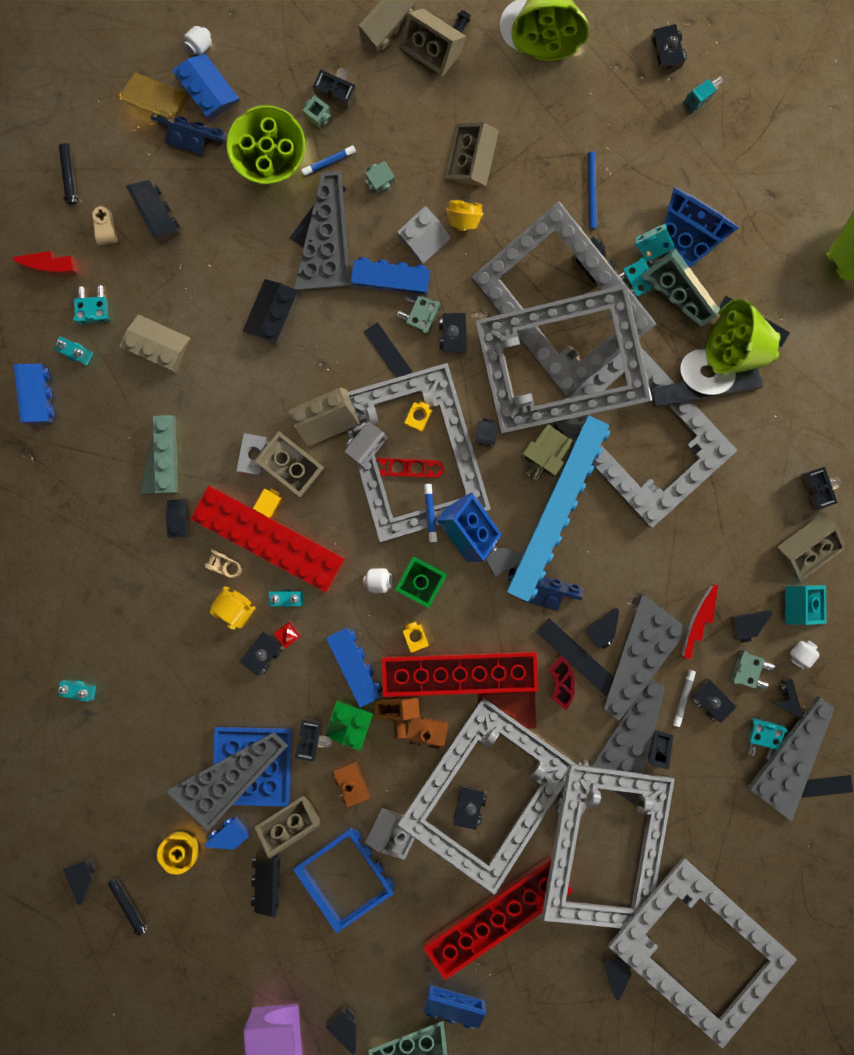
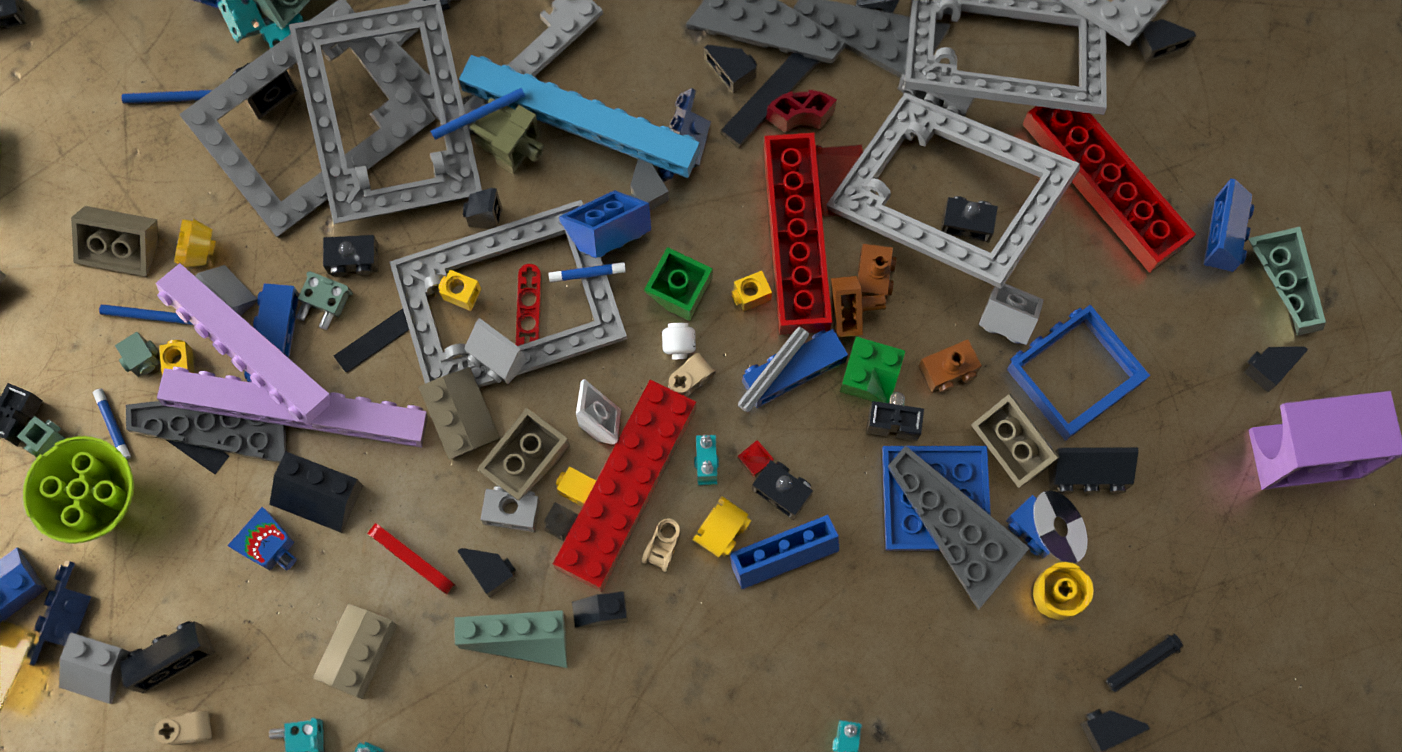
camera: 90 degrees left, 15 degrees down
(150, 159) = (91, 668): none -> light grey slope
(209, 438) = (488, 569): none -> black slope
(213, 653) = (784, 551): none -> blue brick
(219, 382) = (411, 558): none -> red beam
(234, 277) = (264, 542): none -> blue torso
(241, 491) = (559, 521): none -> clear smoke window
(241, 855) = (1067, 548): none -> sticker
(320, 520) = (597, 414): none -> white slope
(331, 294) = (246, 400): none -> lavender brick
(348, 651) = (773, 369): none -> light grey axle
(352, 591) = (692, 374): none -> tan piece
(367, 201) = (171, 350): none -> yellow brick
(376, 257) = (243, 344): none -> lavender brick
(413, 183) = (141, 314): none -> blue bar
(558, 431) = (478, 113): none -> blue bar

